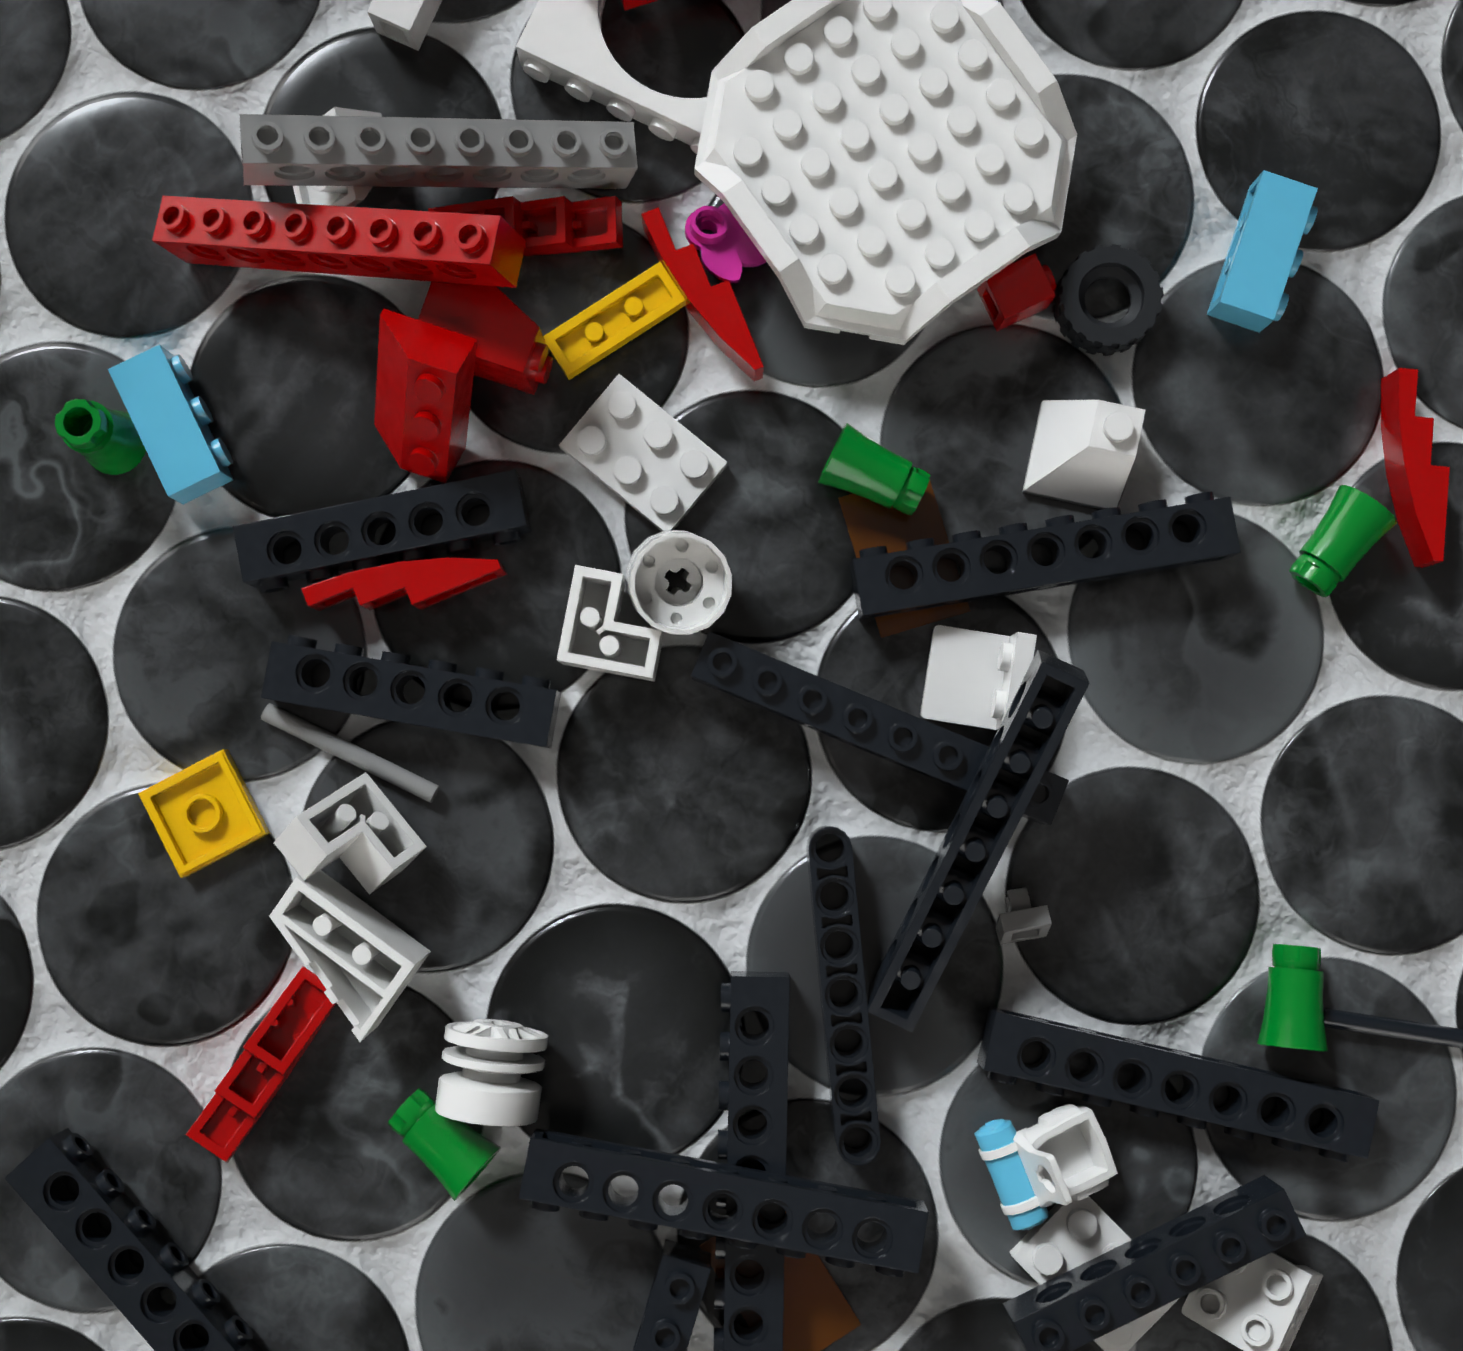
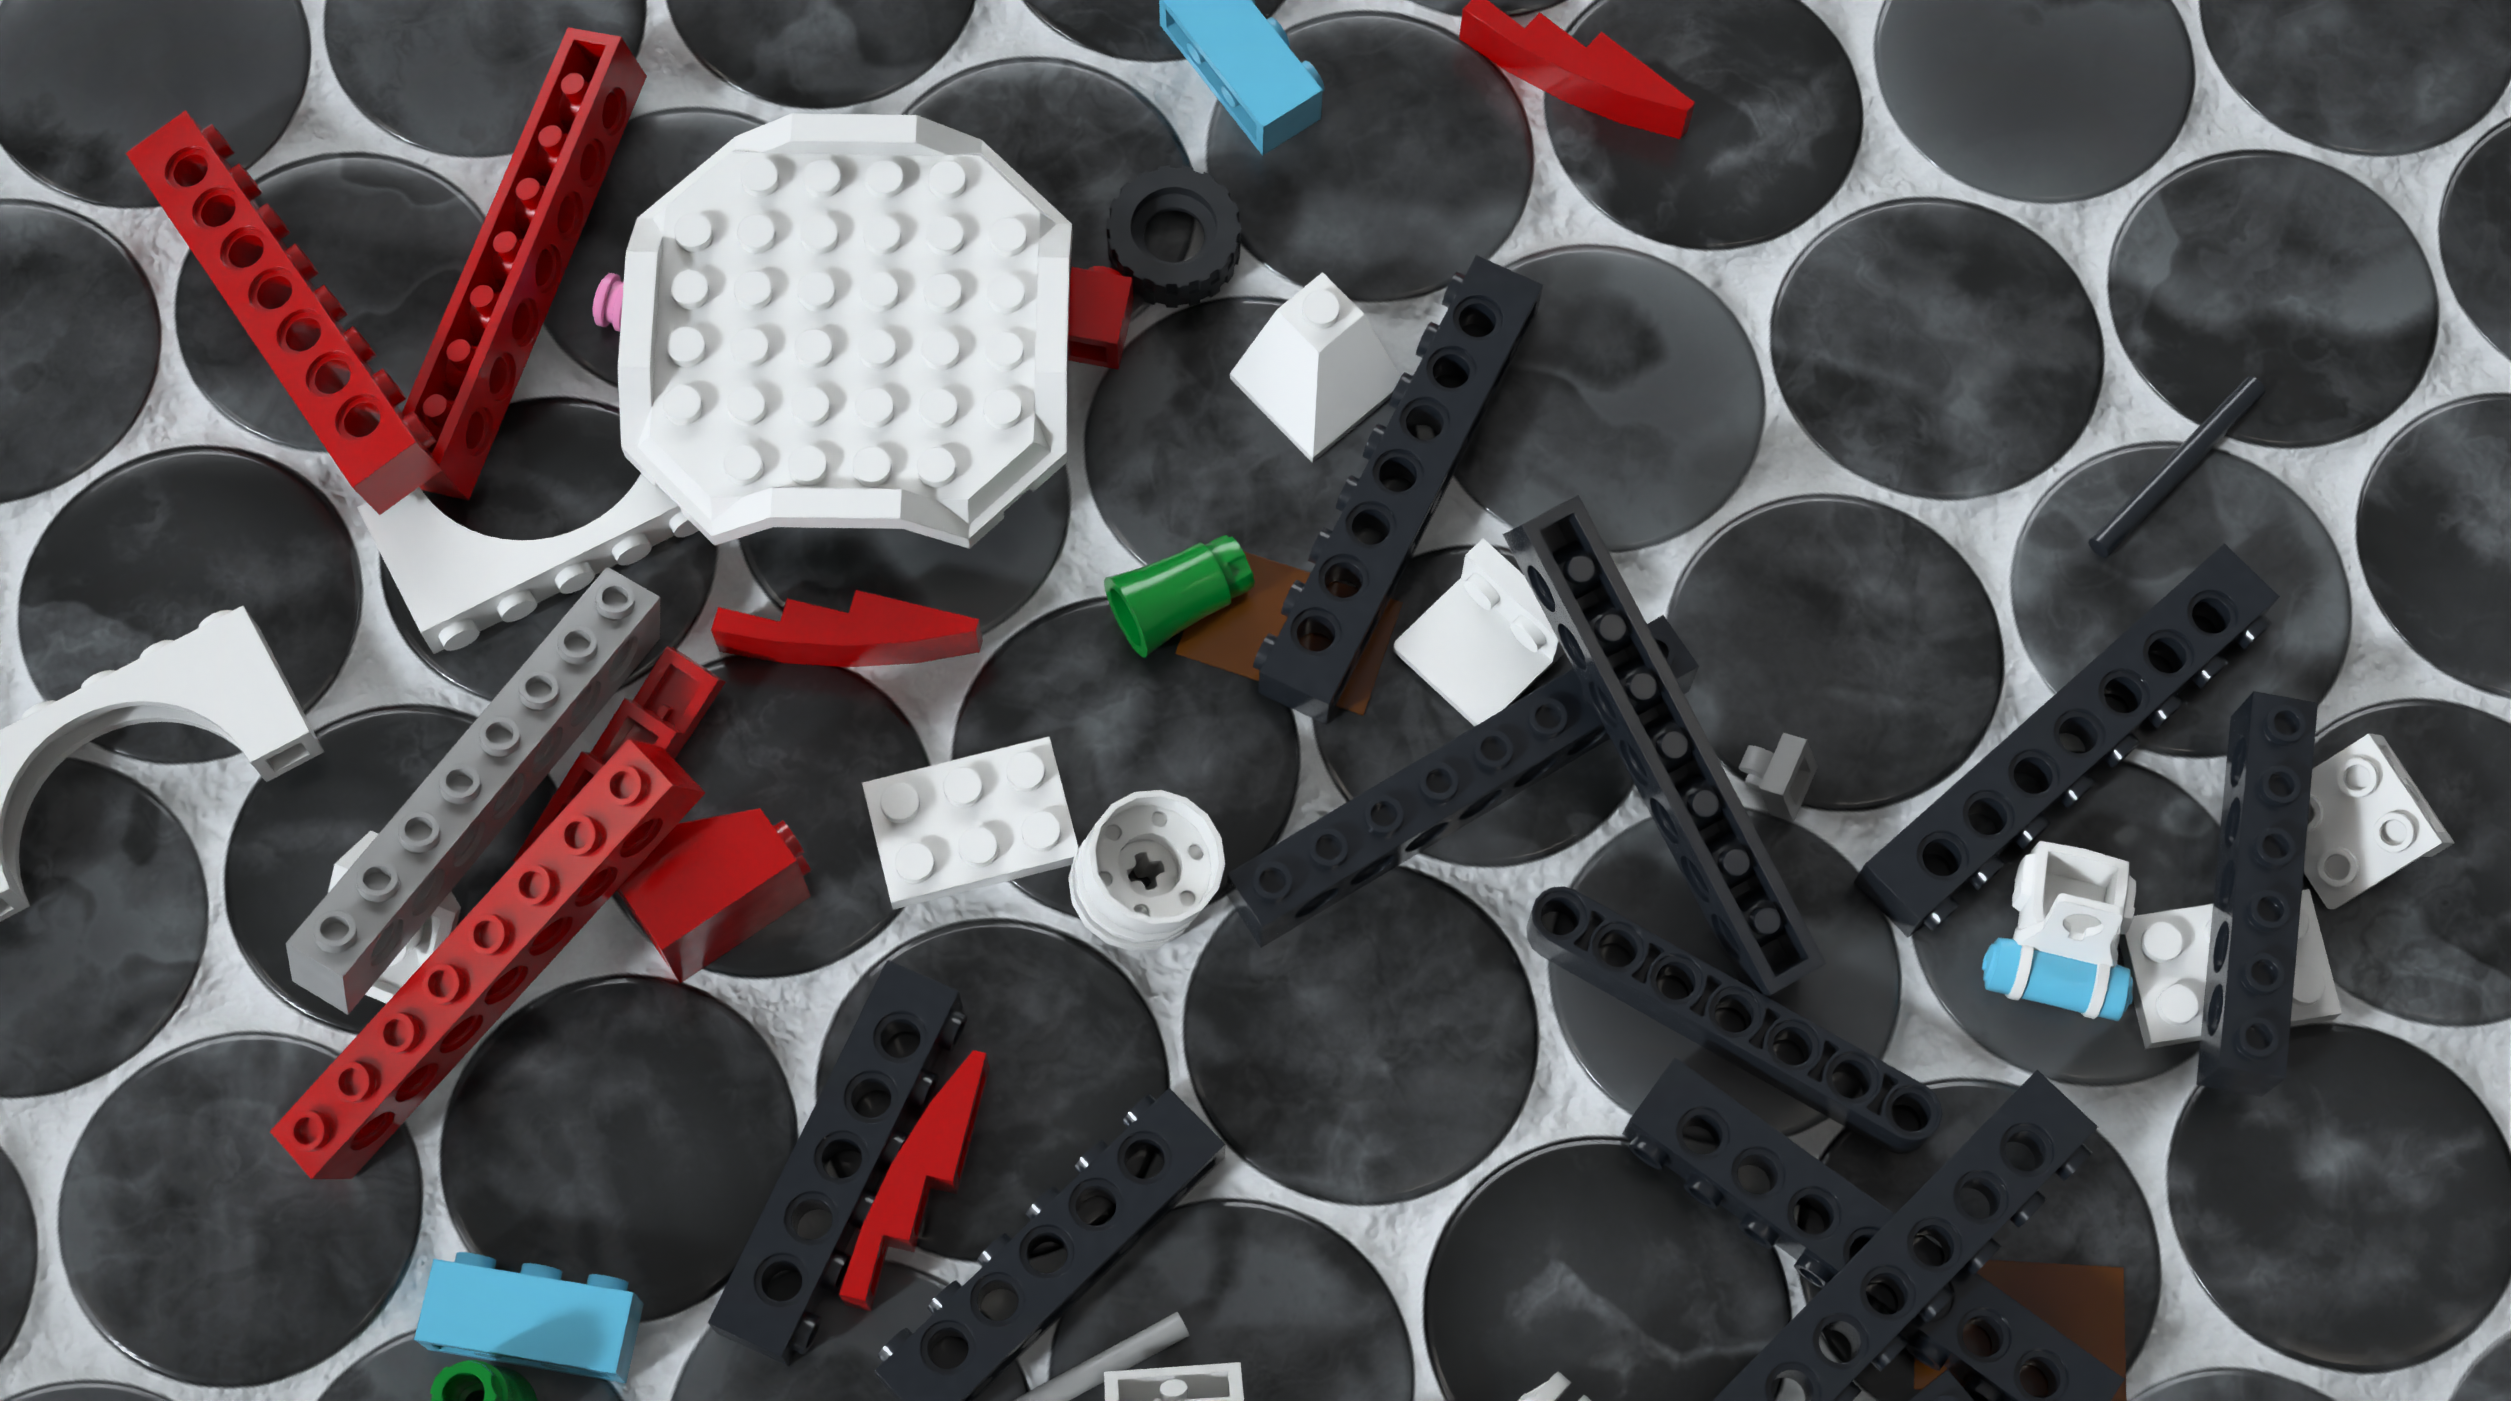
camera: 55 degrees left, 15 degrees down
(423, 393) = (727, 996): red slope -> none
(596, 638) = (1144, 1005): white brick -> none
(614, 320) = (801, 743): yellow plate -> none
(725, 250) = (810, 565): dark pink plate -> none
(1294, 1000) = (2061, 559): green plant -> none
(1341, 540) = (1600, 184): green plant -> none

